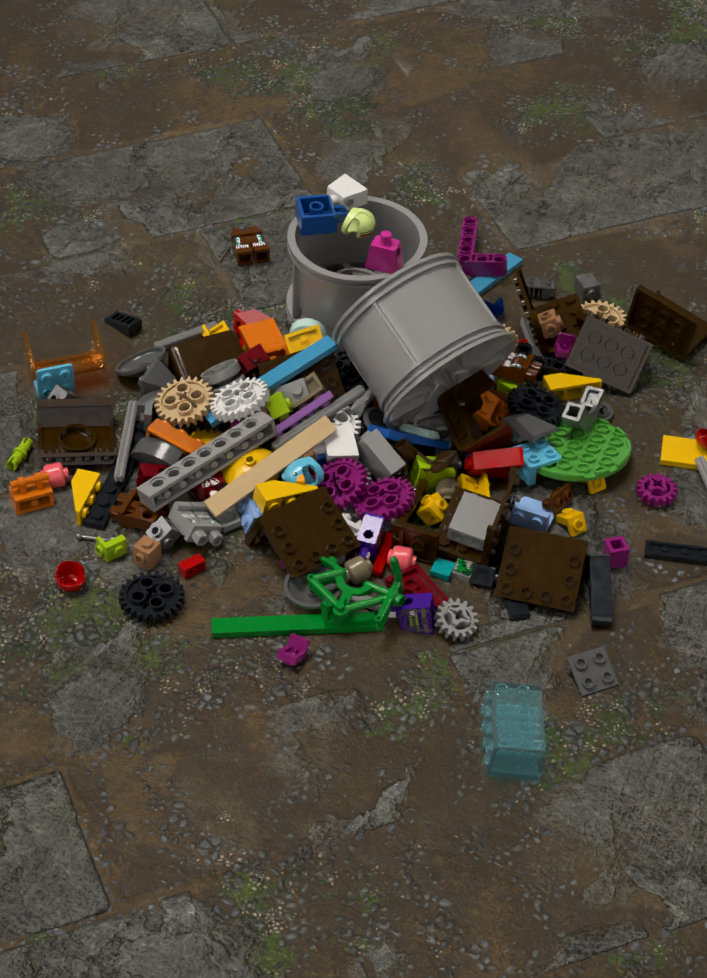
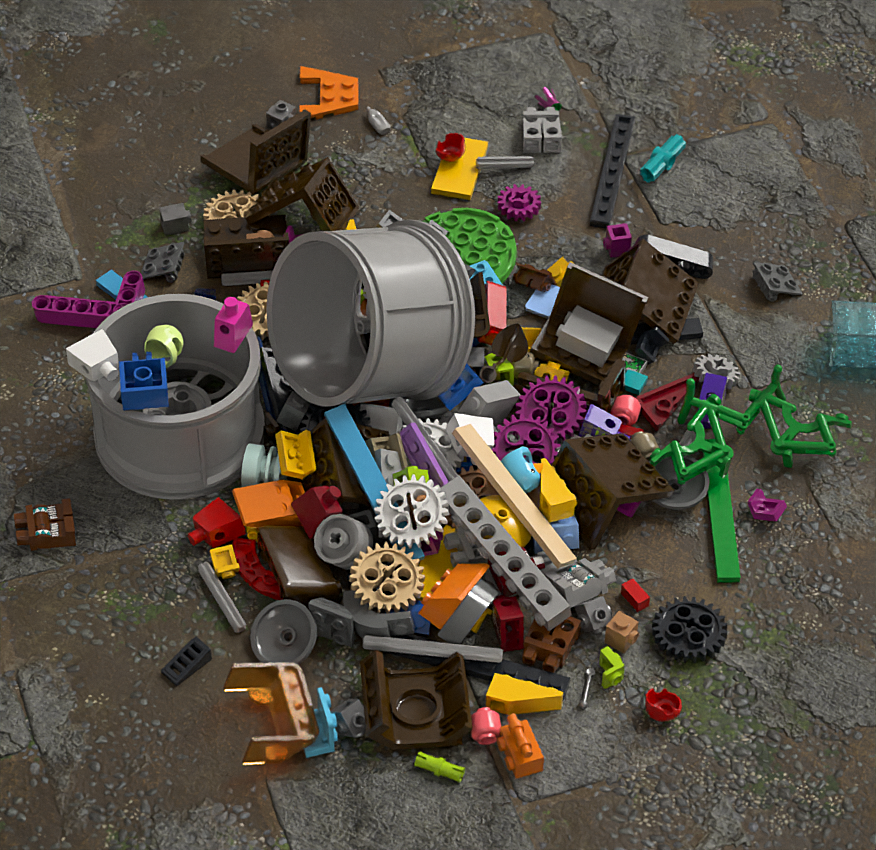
camera: 85 degrees left, 5 degrees up
(370, 660) = (784, 444): none -> green piece

